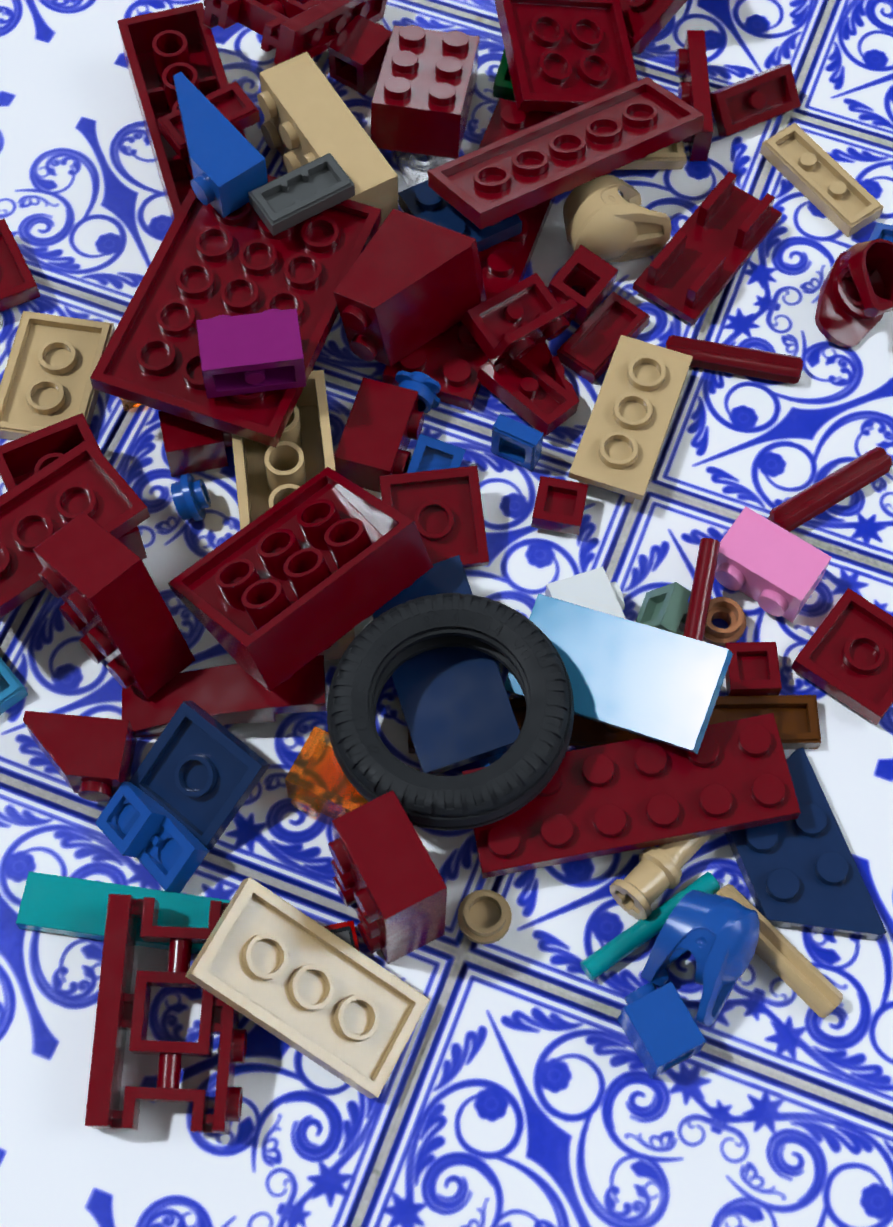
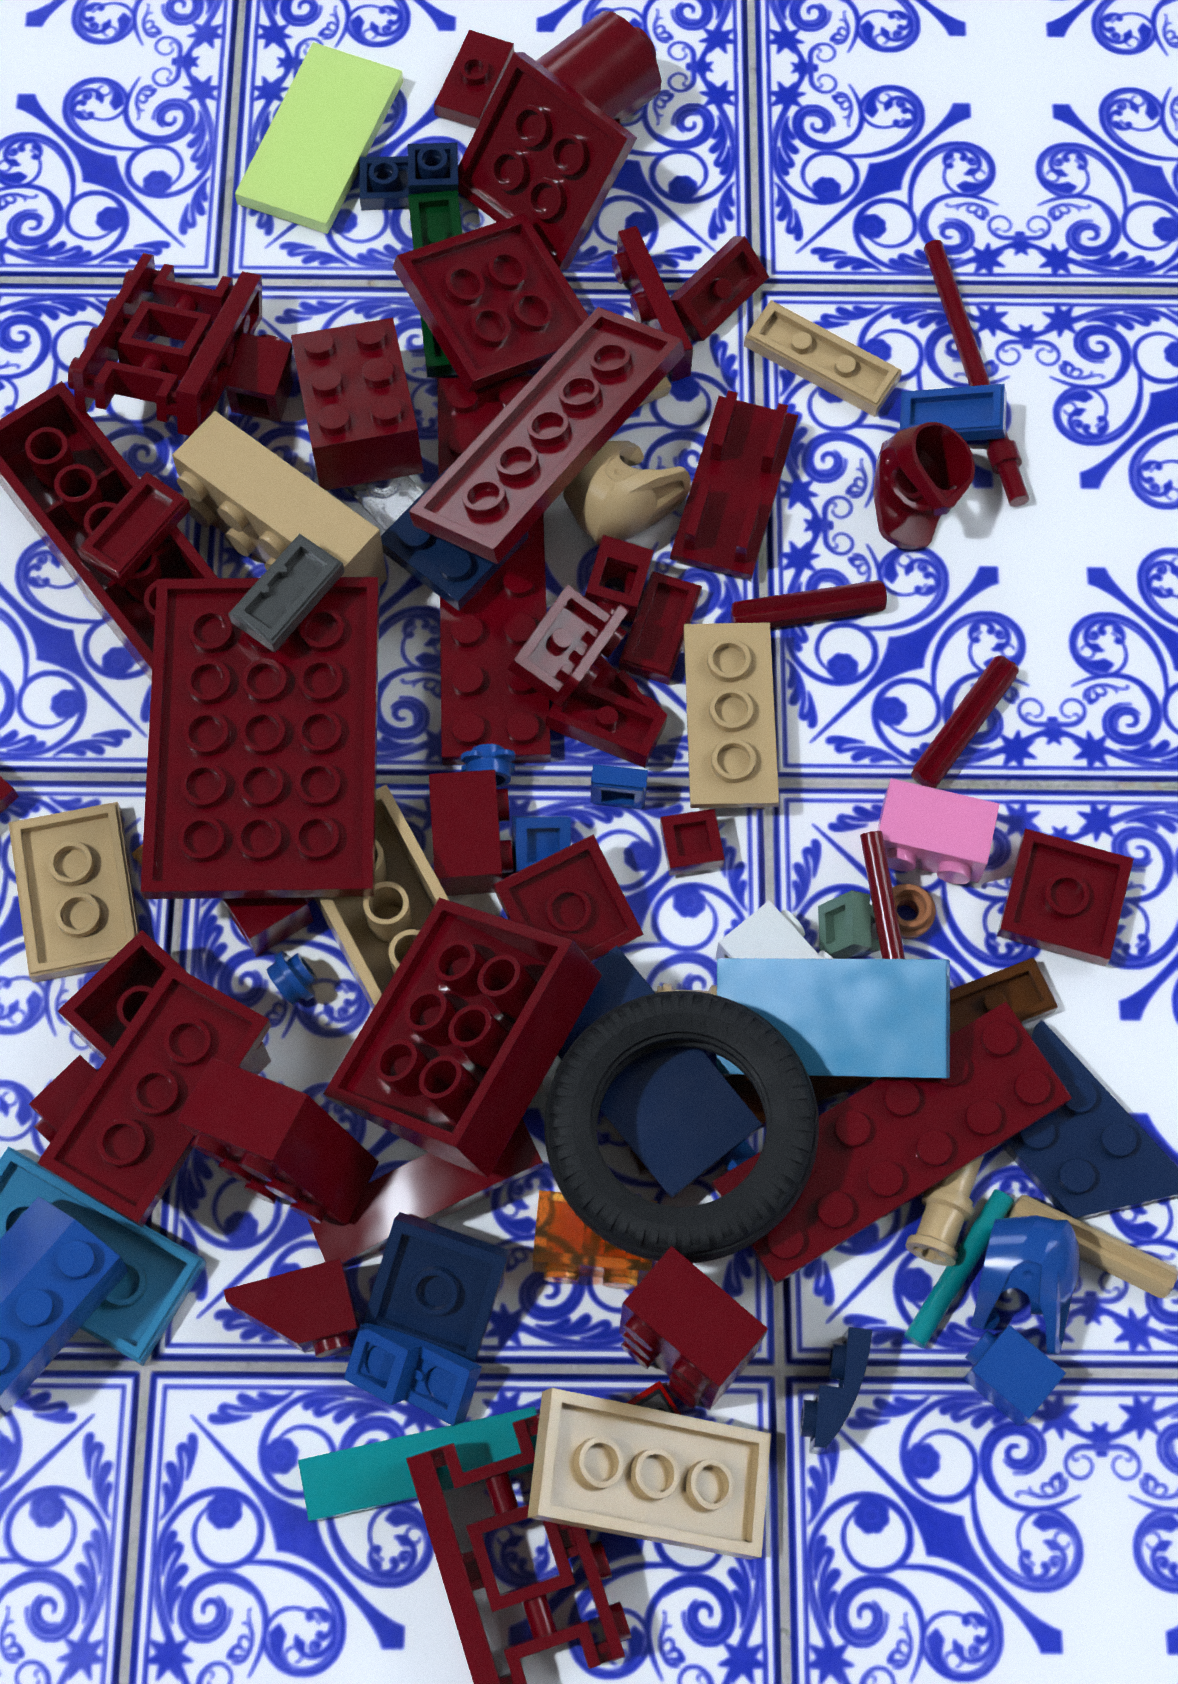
camera: 20 degrees left, 5 degrees up
(220, 157) = (179, 583): blue slope -> none
(251, 353) = (312, 802): magenta brick -> none
(408, 287) = (441, 657): dark red slope -> none
(484, 916) = (791, 1324): tan plate -> none
(493, 995) = (831, 1405): none -> dark blue slope
(753, 669) = (964, 947): dark red plate -> none

